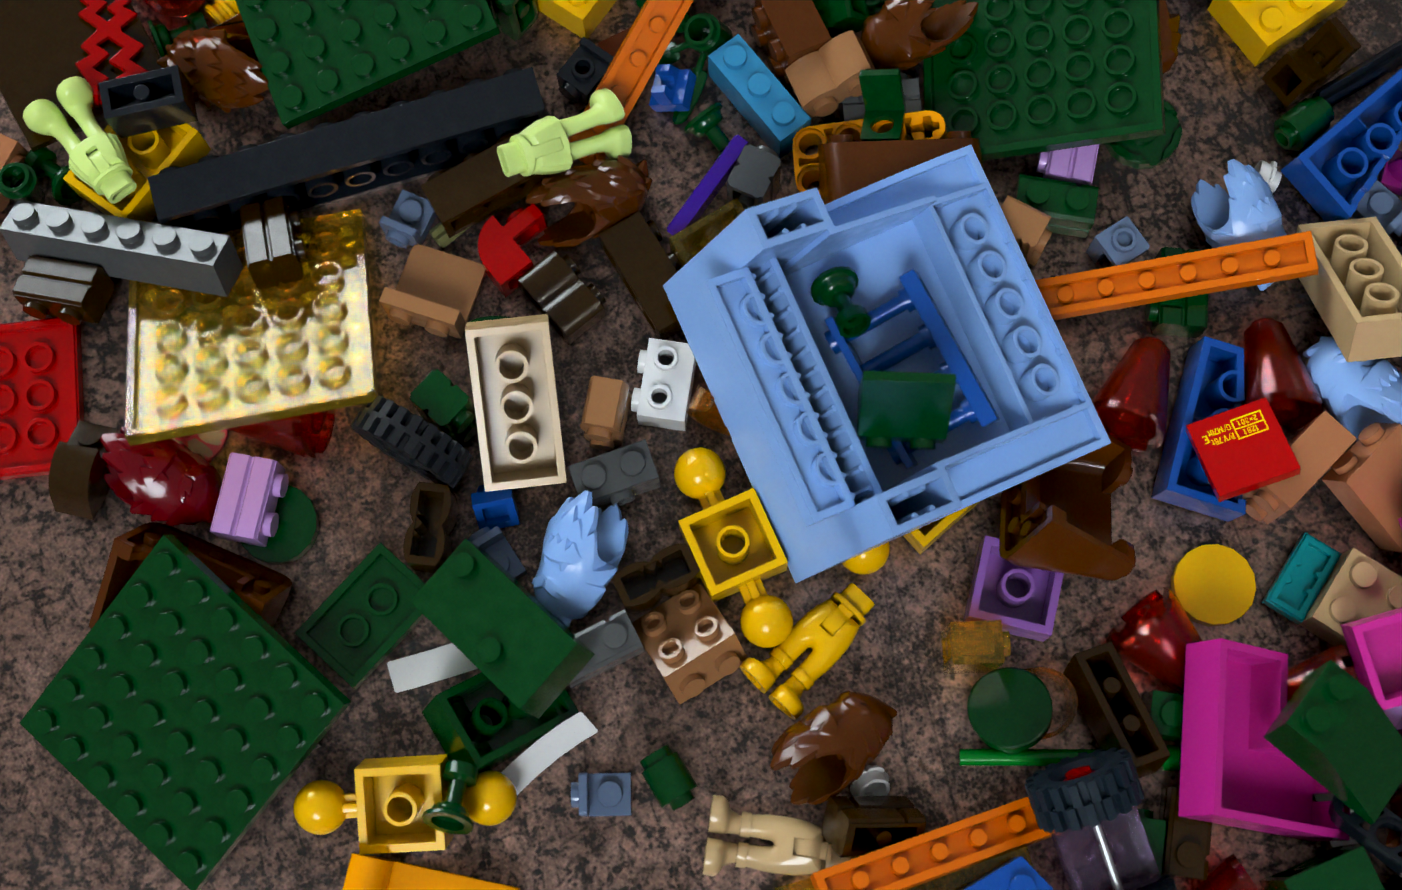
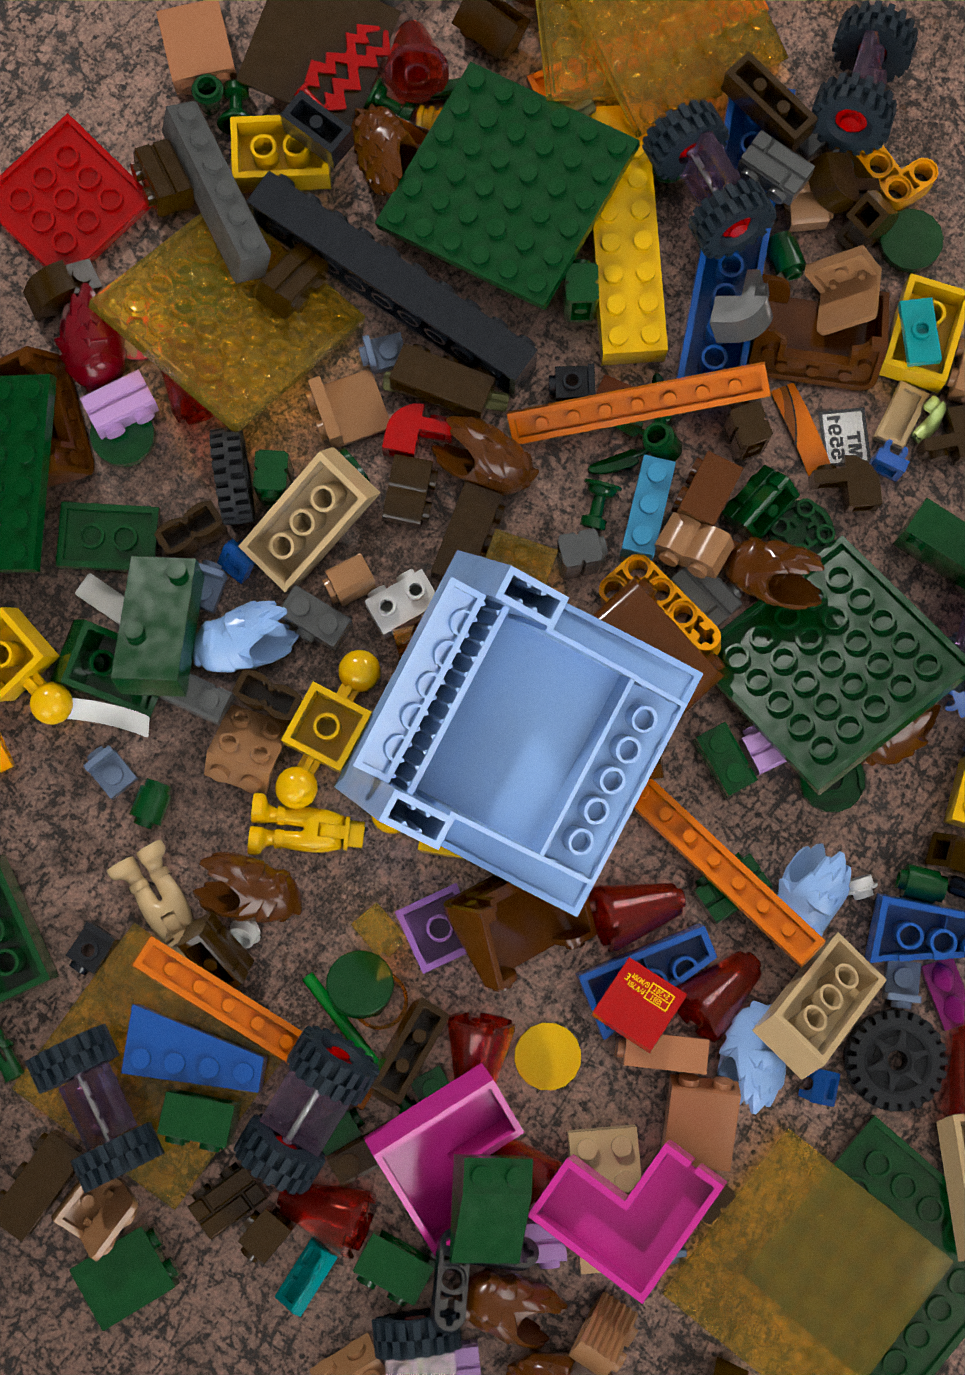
camera: 45 degrees right, 5 degrees up
(99, 157) = (256, 130): yellowish green piece -> none
(450, 815) = (18, 687): dark green piece -> none
(545, 145) = (488, 401): yellowish green piece -> none
(672, 89) = (607, 449): blue tile -> none
(708, 187) = (554, 526): dark purple tile -> none
(836, 289) = (529, 662): dark green piece -> none
(882, 101) = (699, 593): dark green bracket -> none
(904, 408) = (473, 765): dark green slope -> none
(932, 334) = (534, 778): blue fence -> none
(1028, 228) = (683, 753): medium nougat brick -> none
(1118, 243) = (730, 823): sand blue bracket -> none
(1301, 578) = (596, 1110): teal plate -> none

